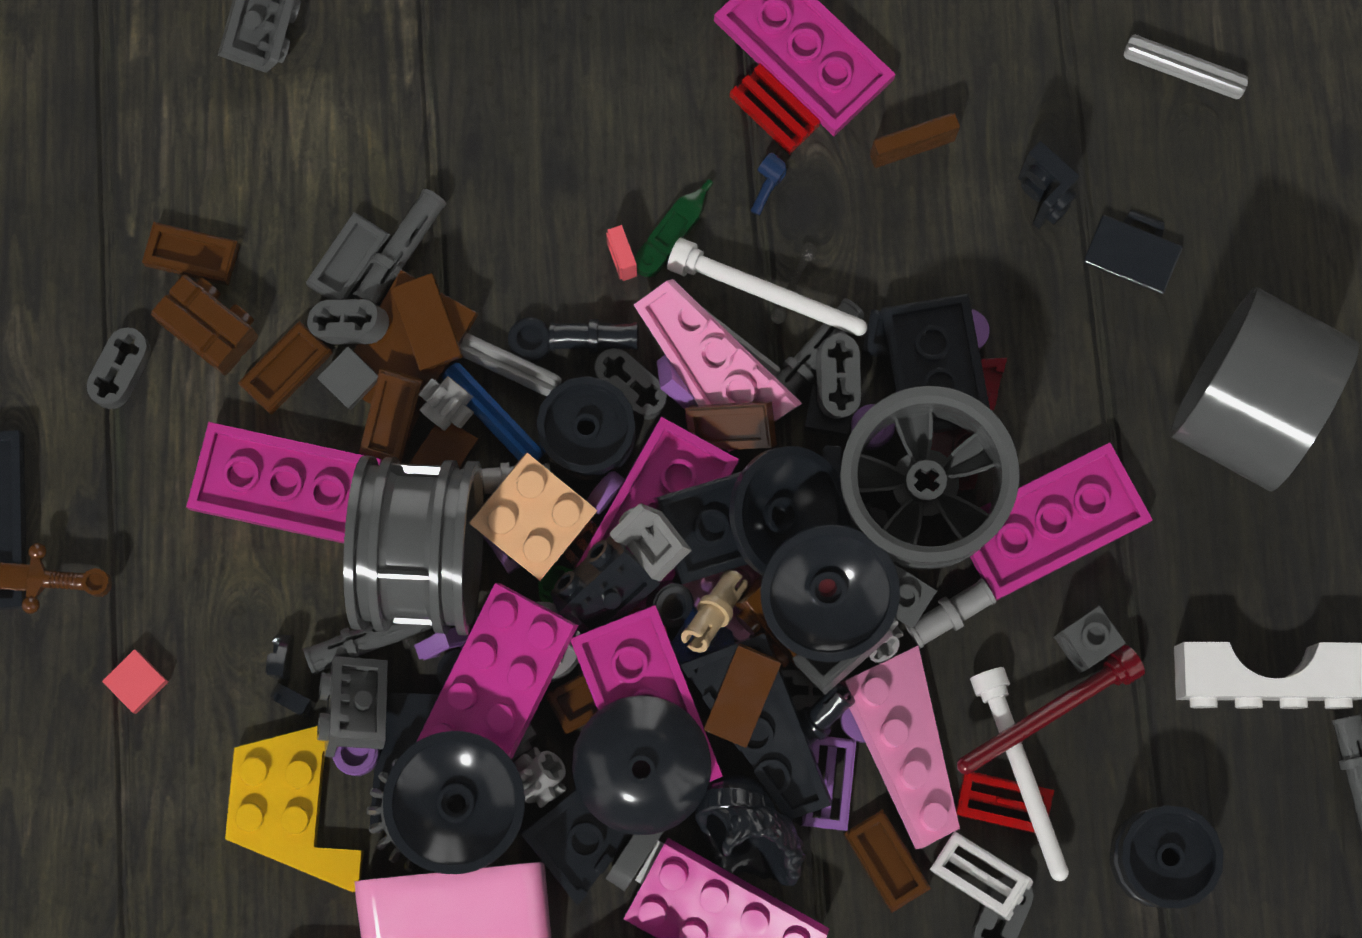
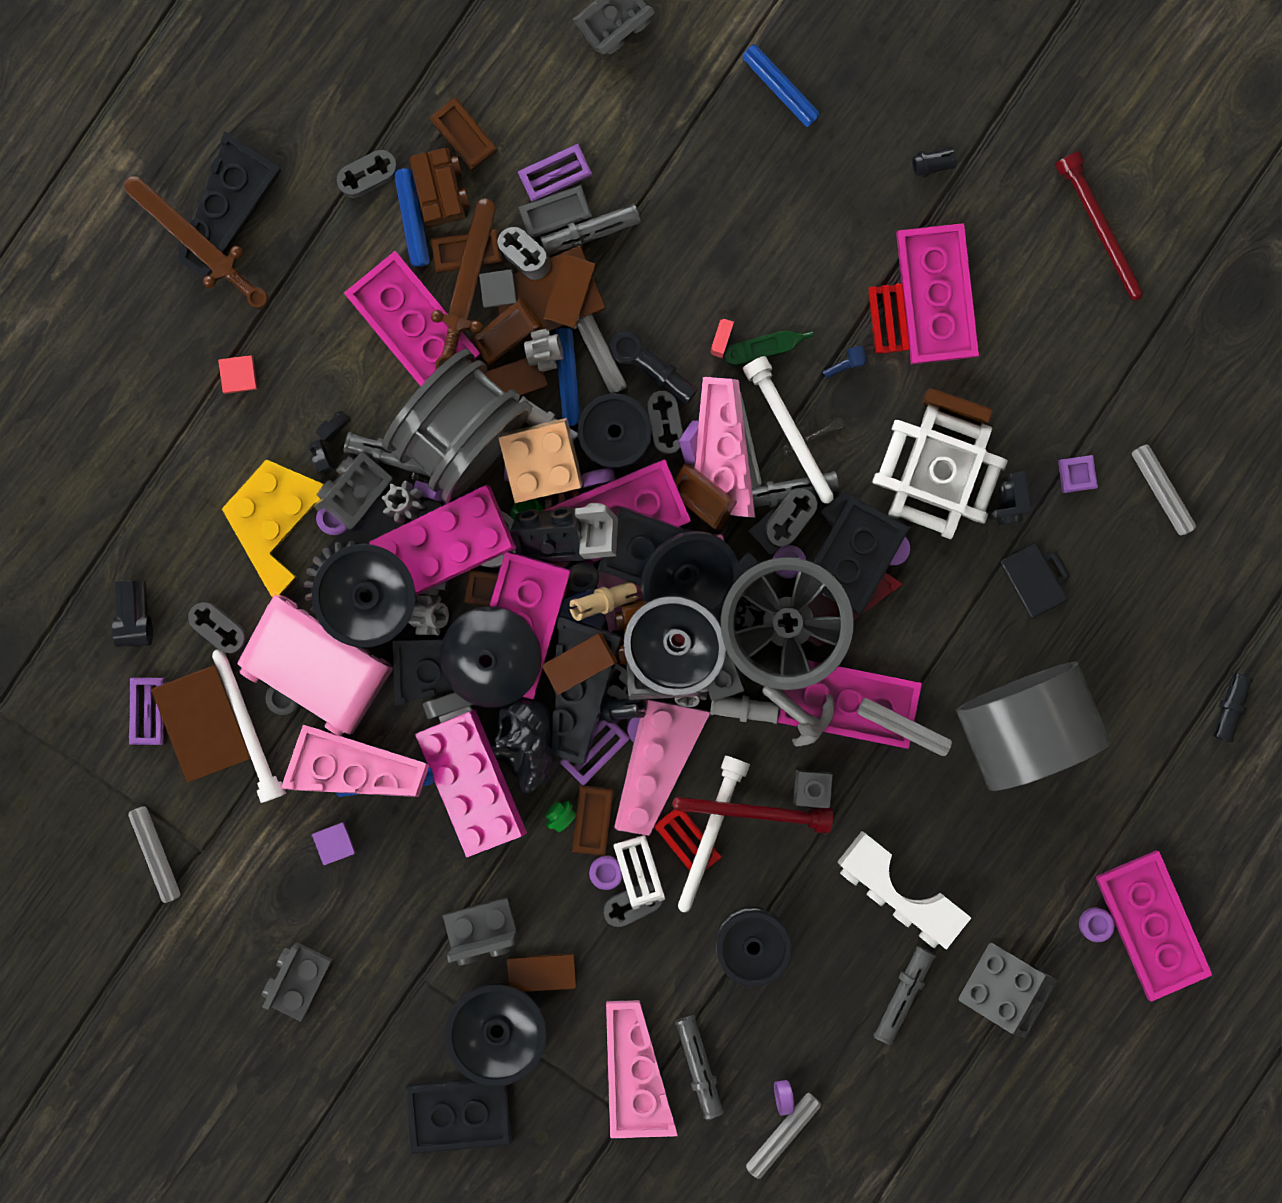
camera: 35 degrees right, 10 degrees up
(200, 377) = (411, 218): none -> blue axle
(301, 254) = (560, 185): none -> medium lavender tile
(323, 427) = (466, 282): none -> reddish brown sword
(413, 682) = (407, 494): none -> light grey gear
(849, 883) = (560, 816): none -> green plate
(945, 906) = (605, 872): none -> medium lavender tile
(951, 215) = (940, 471): none -> white brick
(1035, 572) = (809, 726): none -> light grey piece
(1088, 116) = (1077, 474): none -> medium lavender tile
(1131, 499) = (904, 727): none -> light grey axle

